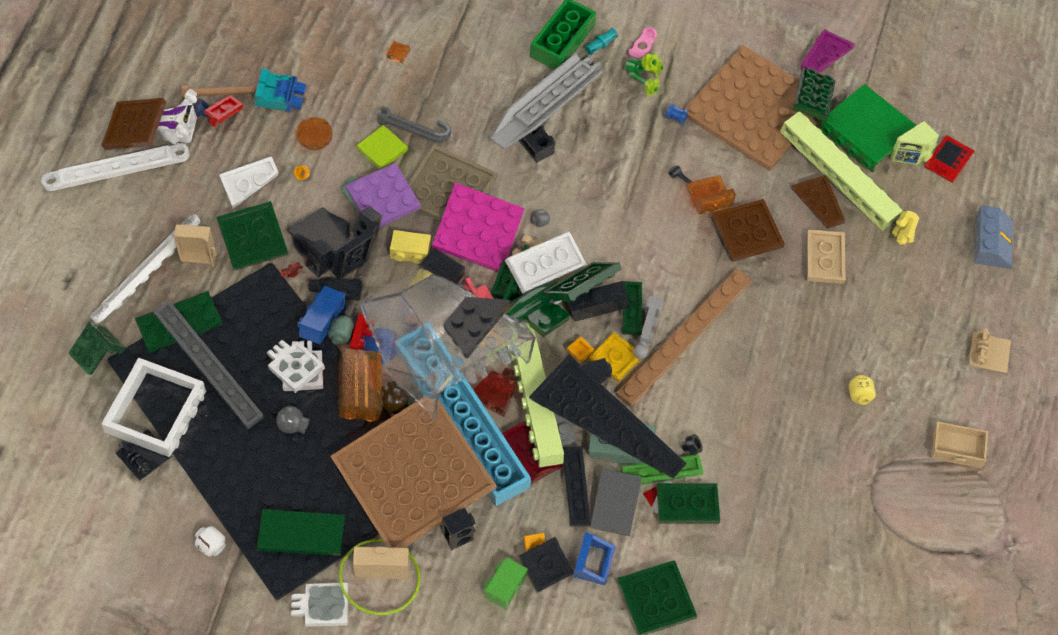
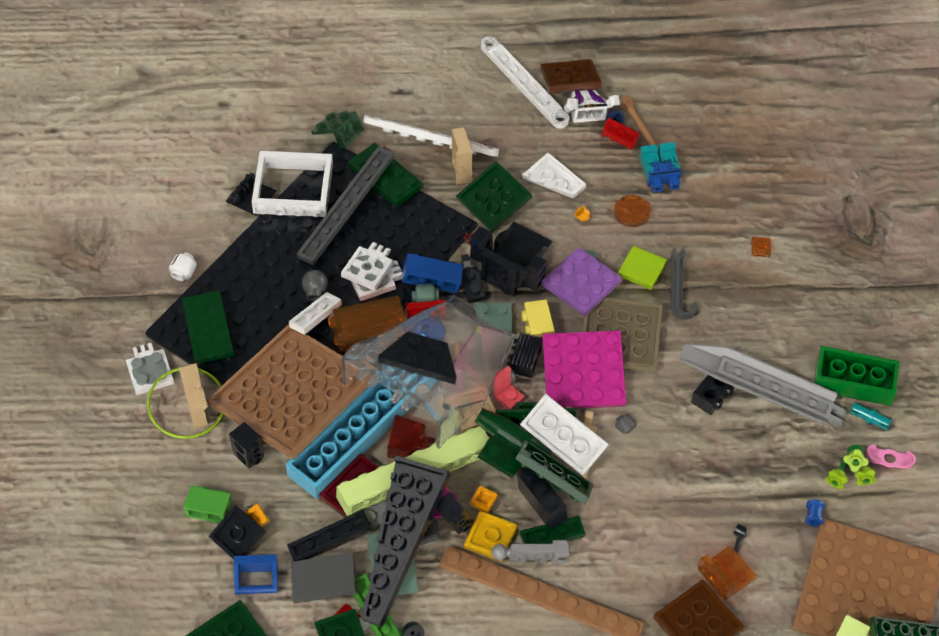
camera: 75 degrees right, 5 degrees down
(329, 428) = (315, 313): none -> white plate
(384, 277) = (498, 312): none -> sand green wing

